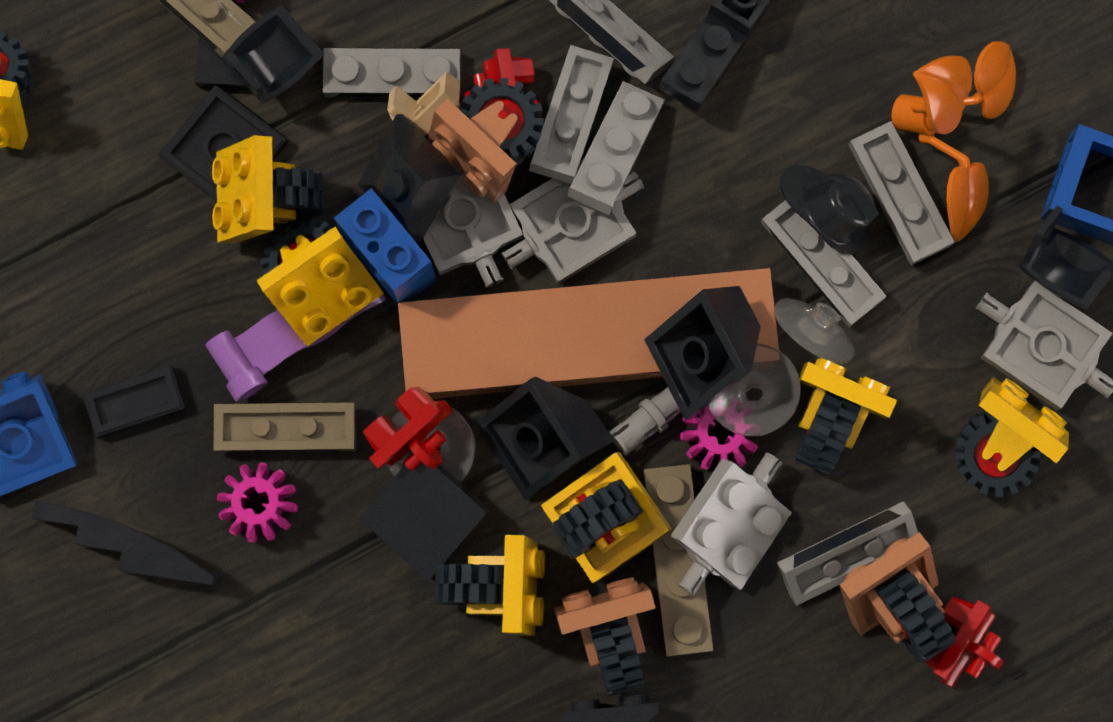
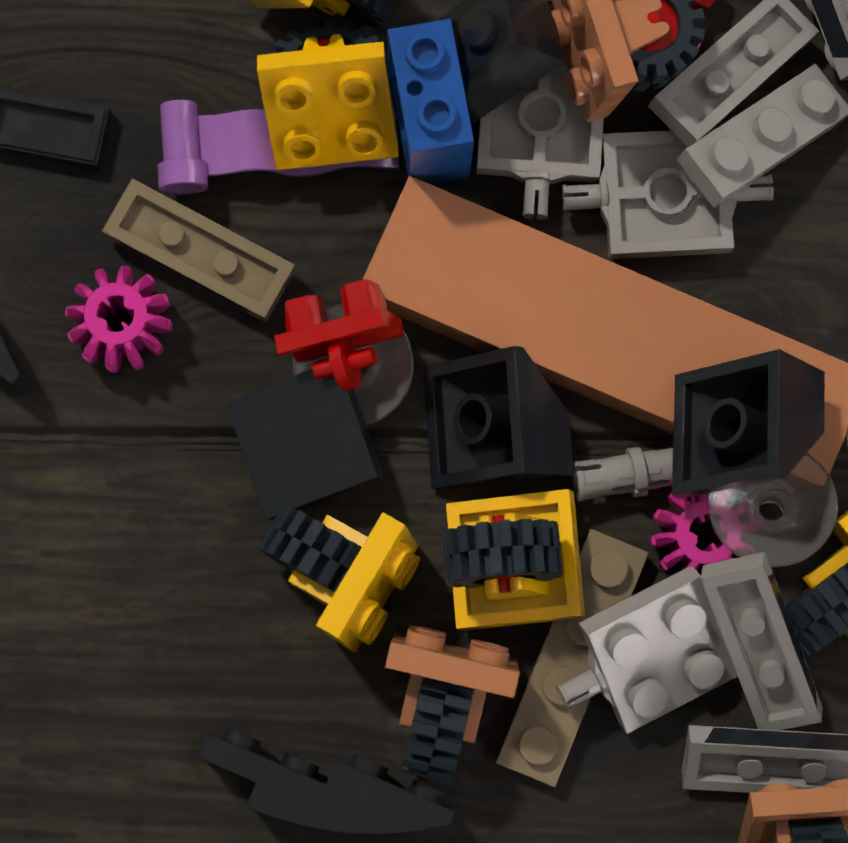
camera: 25 degrees right, 0 degrees up
(795, 483) = (762, 642): none -> light grey plate

